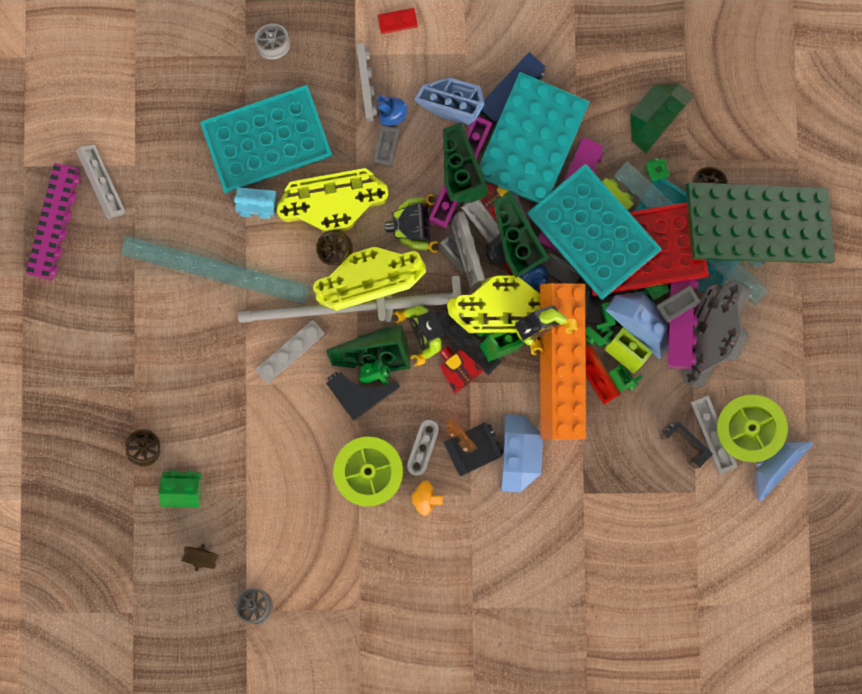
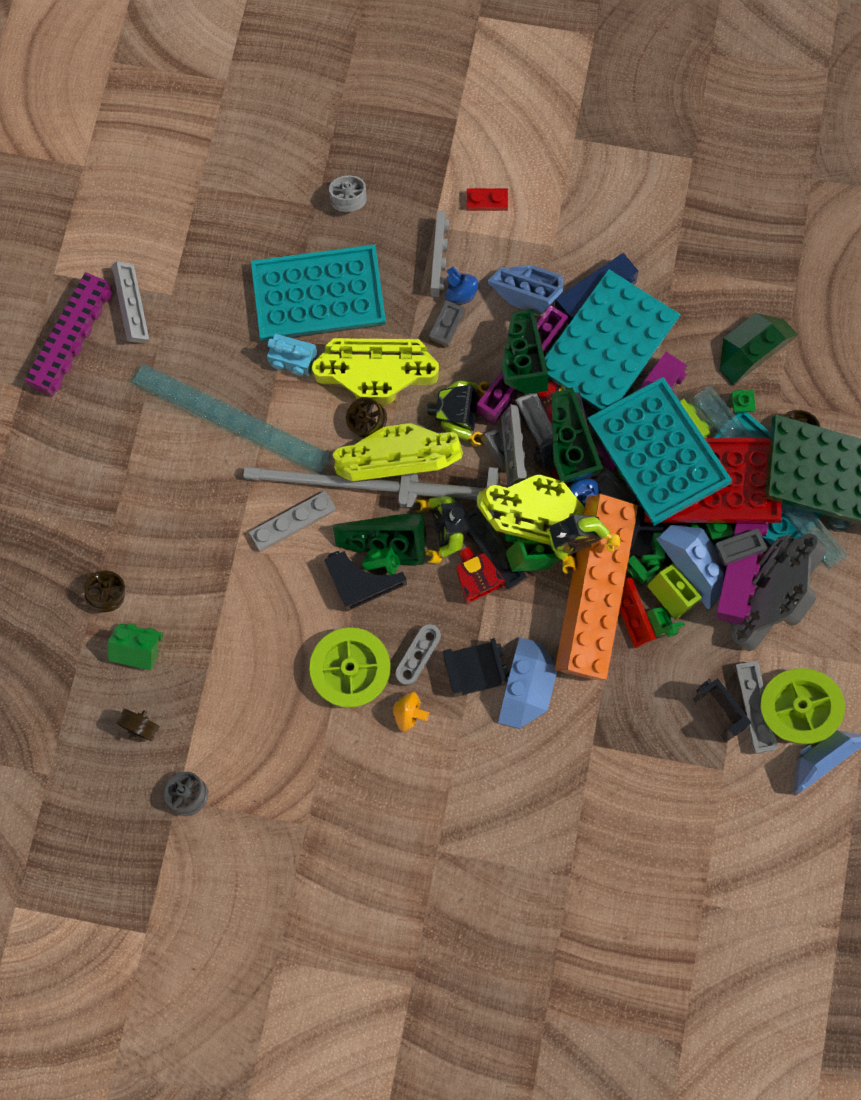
camera: 20 degrees right, 10 degrees down
(454, 430) = (458, 641): clear orange plate -> none

